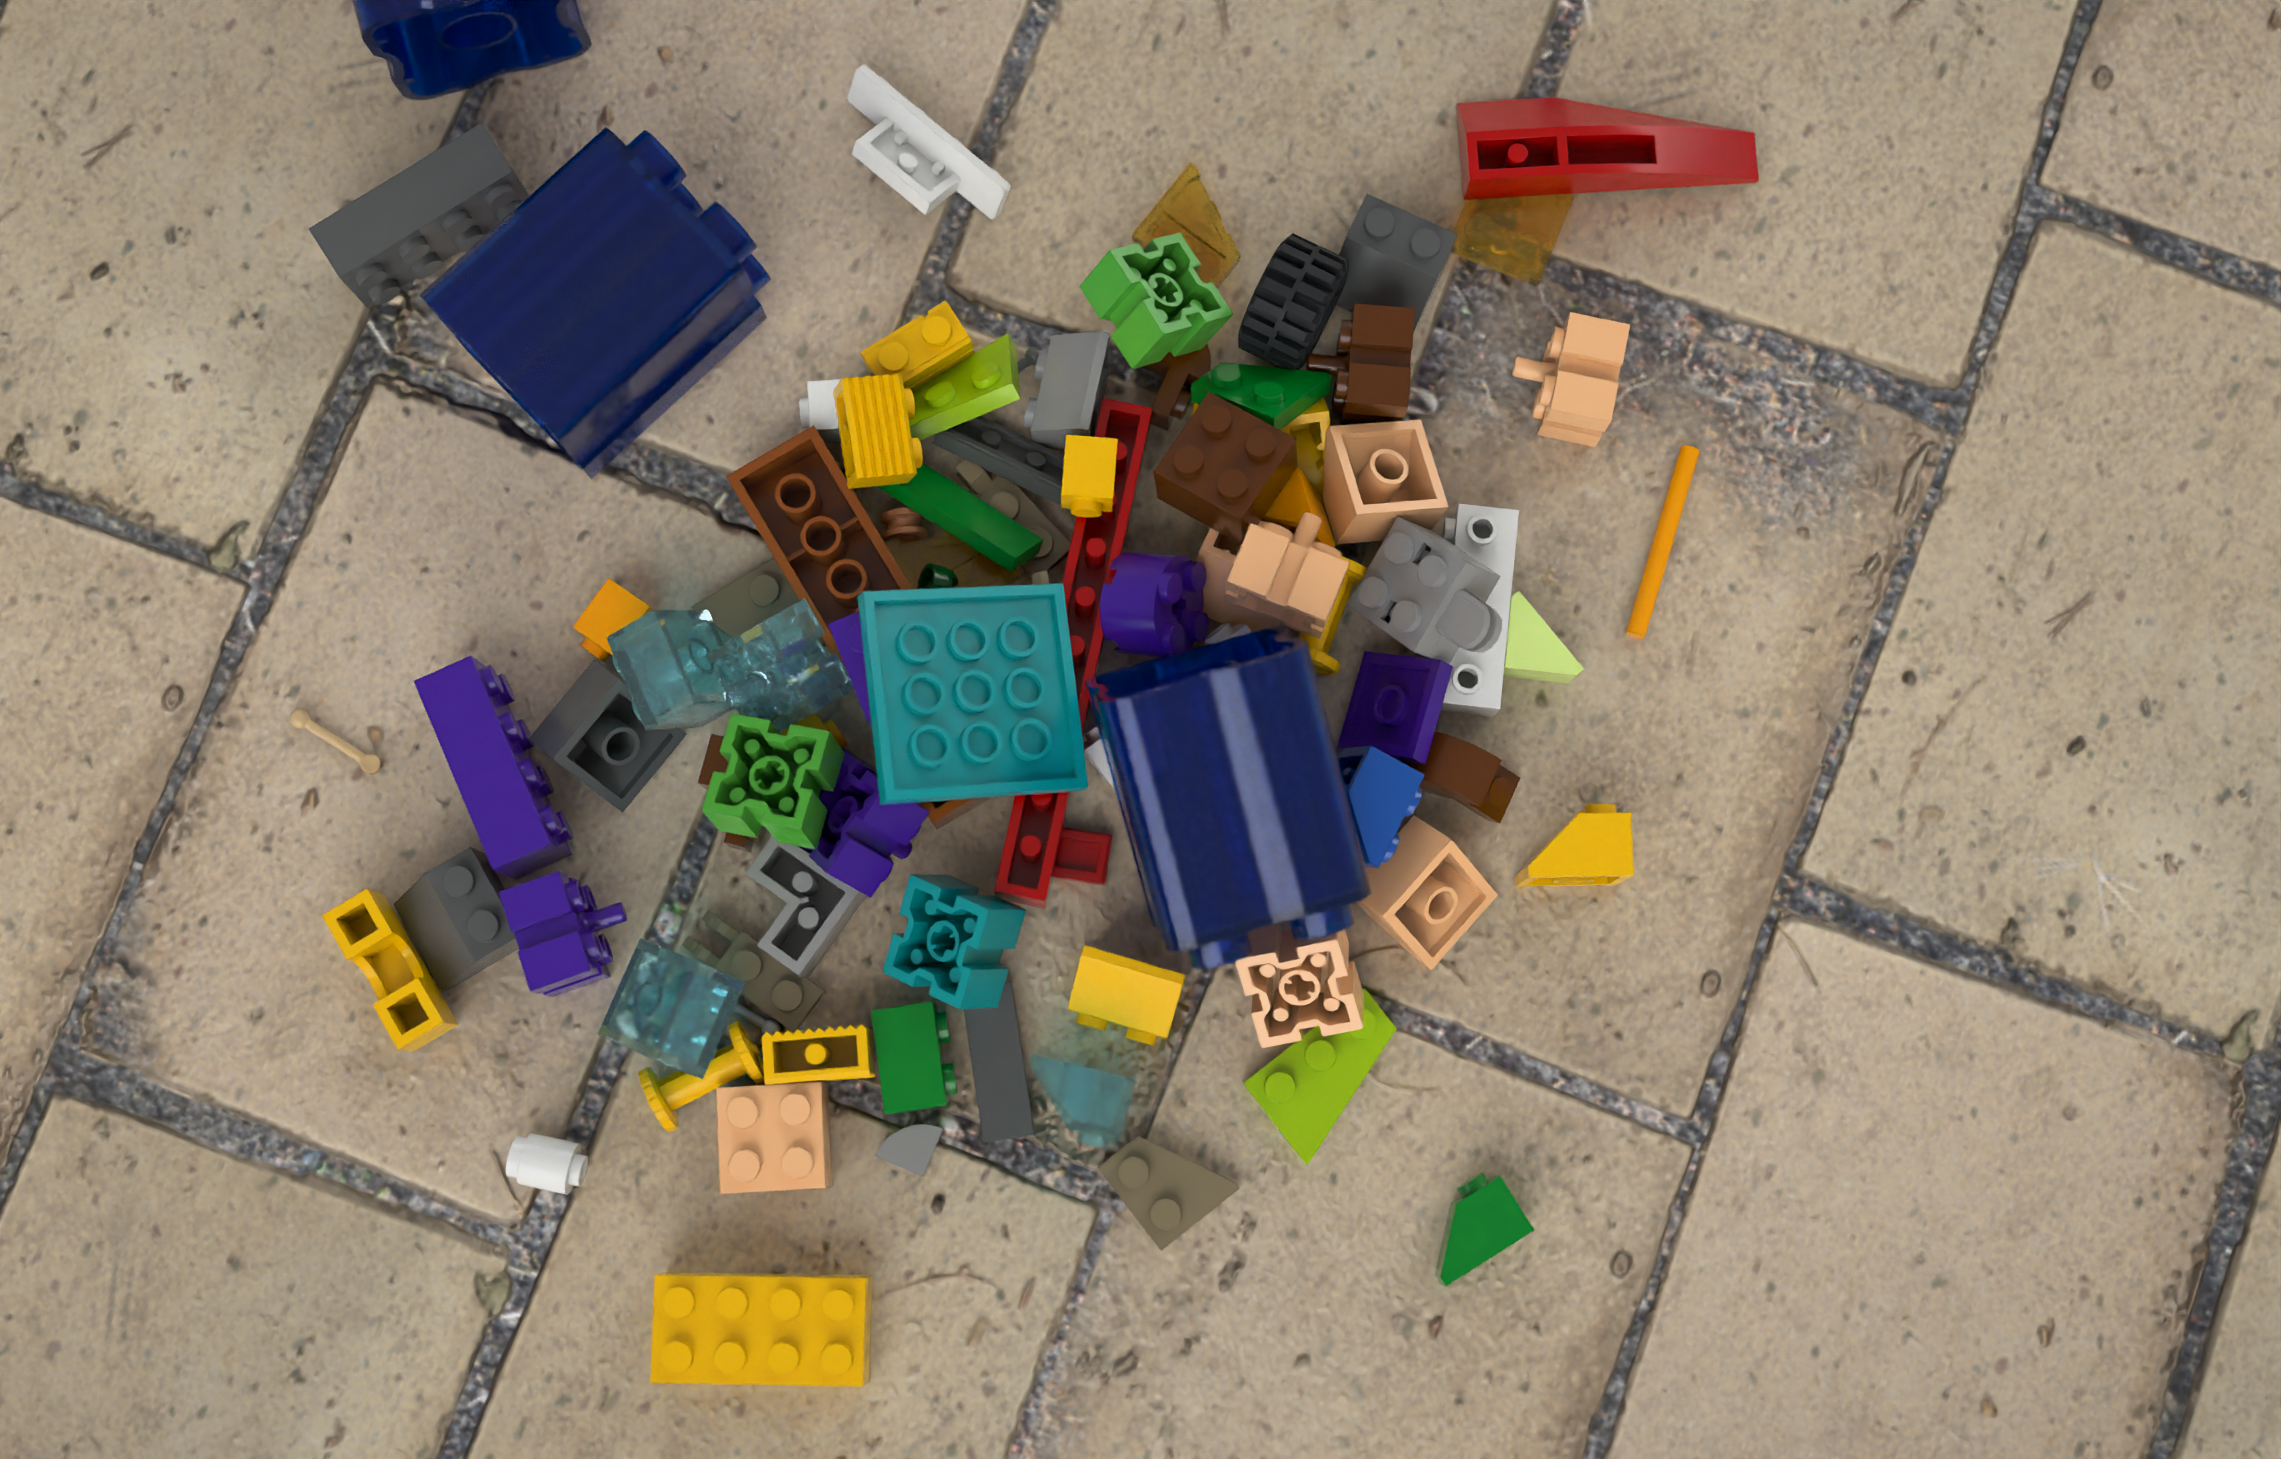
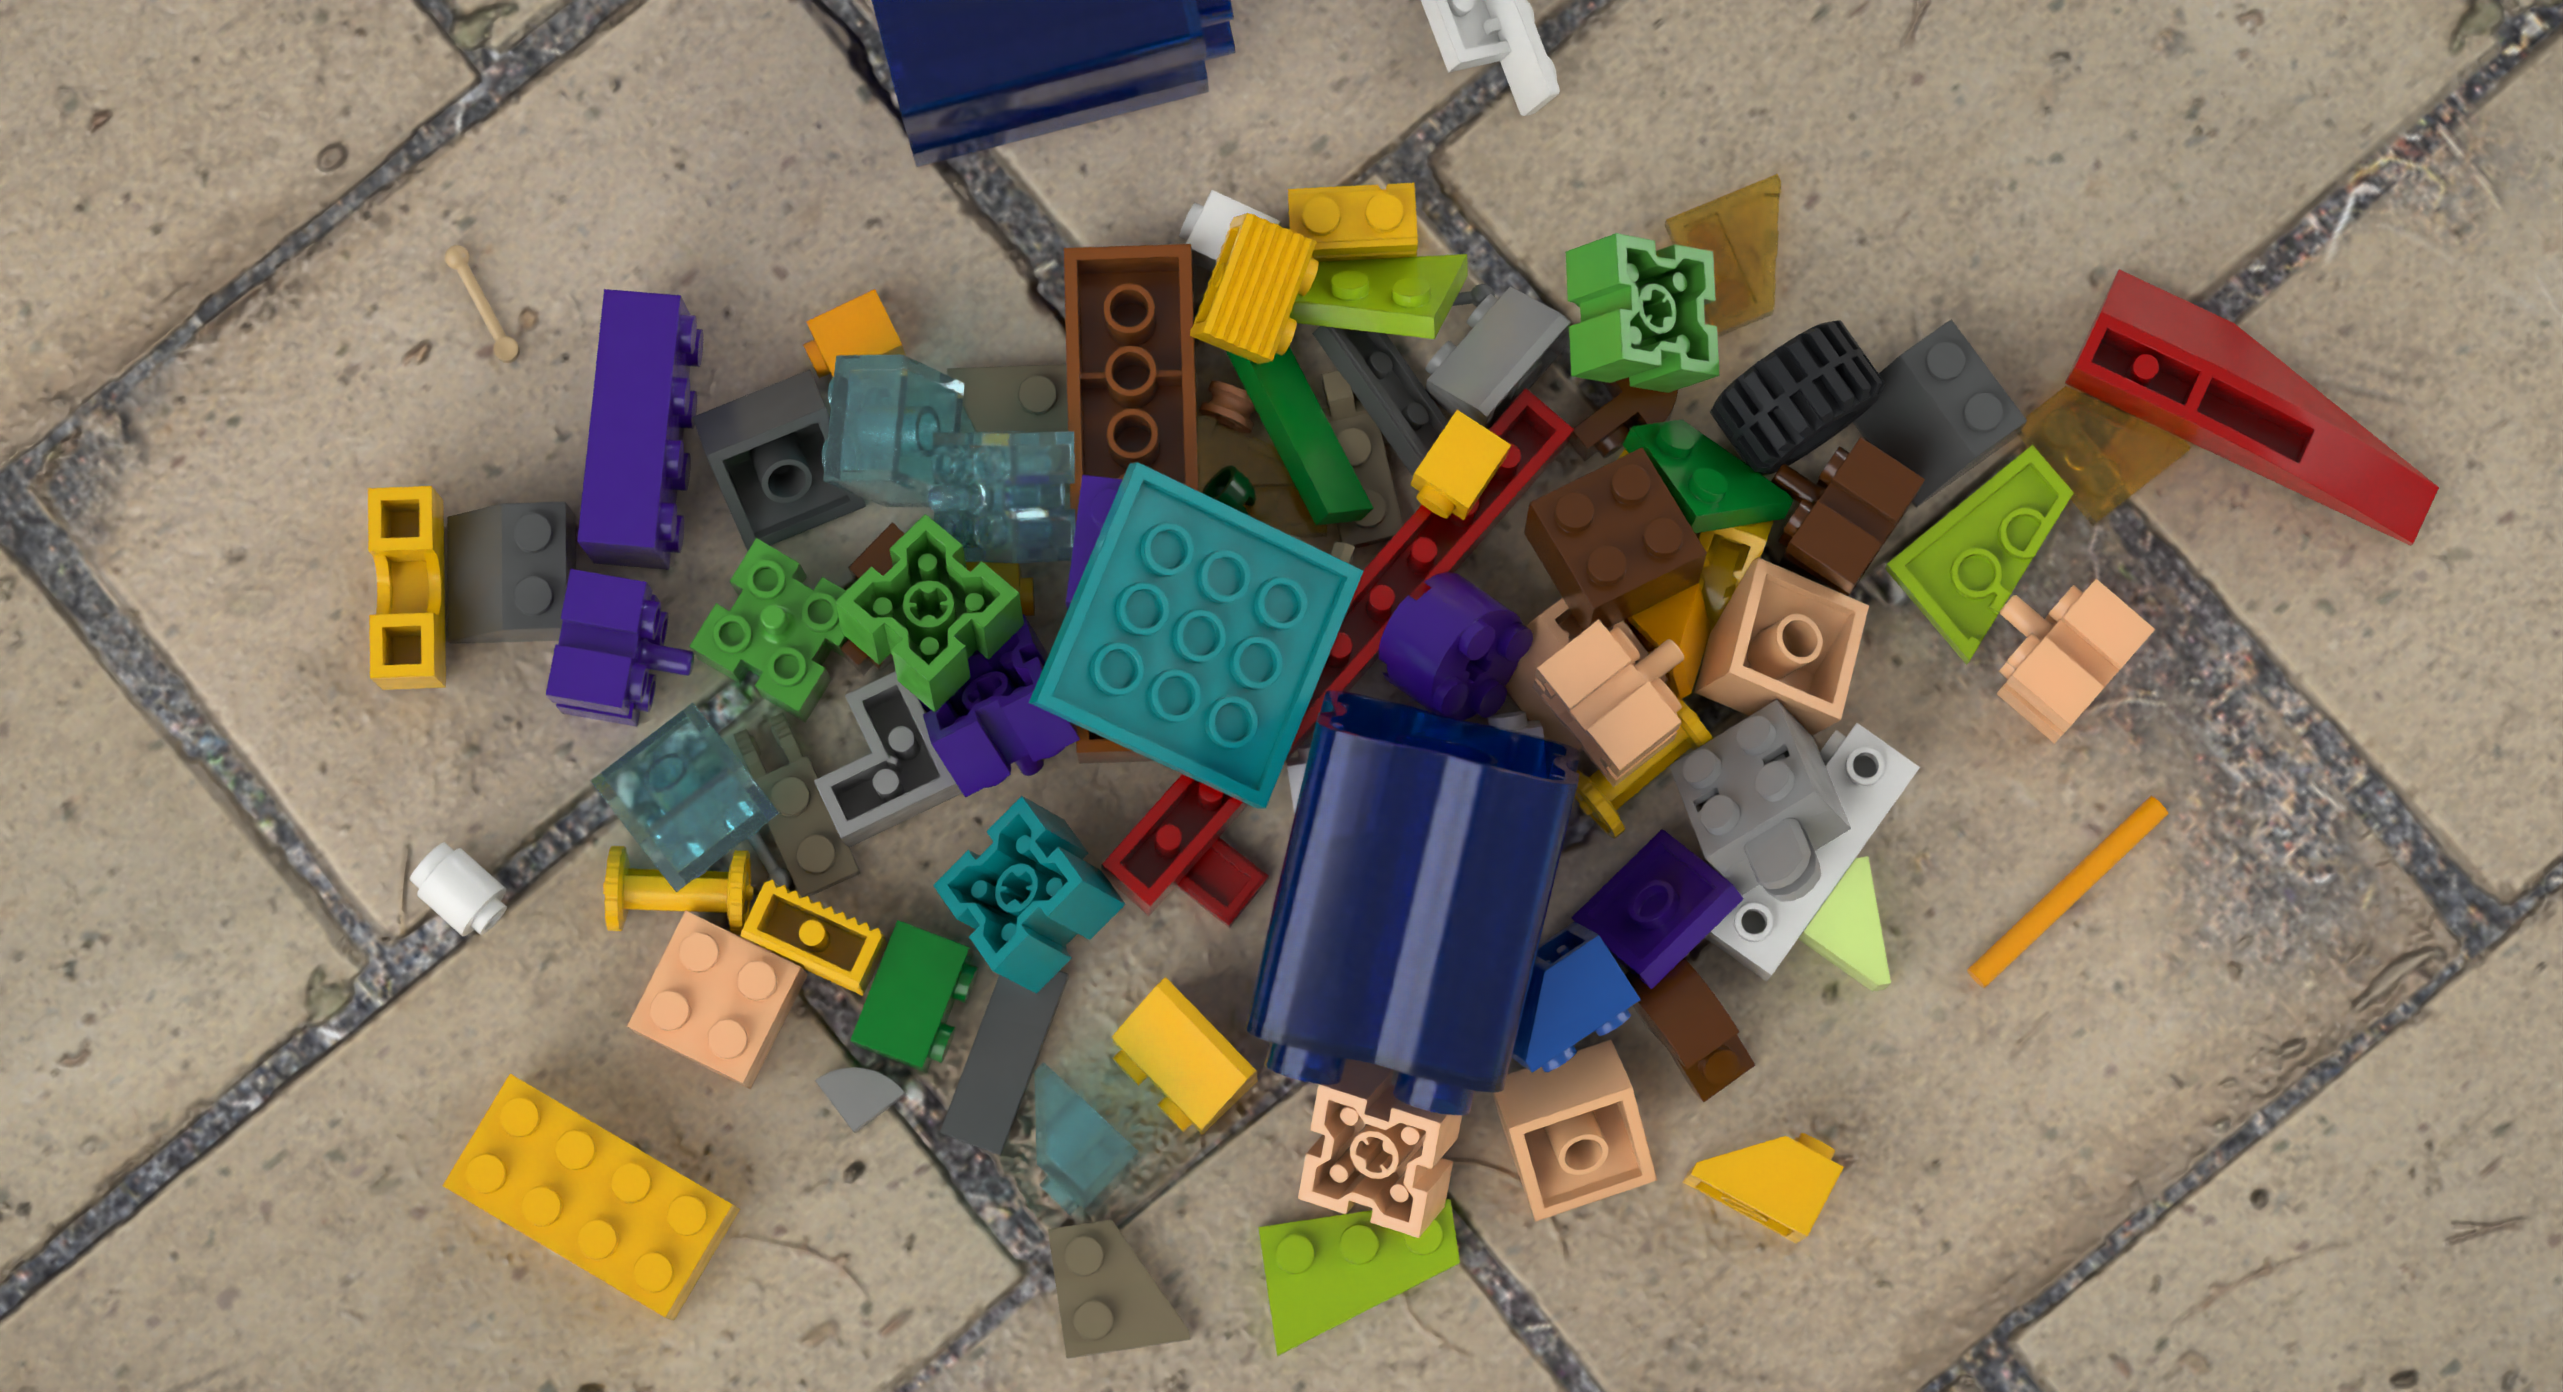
camera: 30 degrees right, 0 degrees up
(670, 855) = (775, 631): none -> bright green brick
(1471, 347) = (1981, 549): none -> lime wing

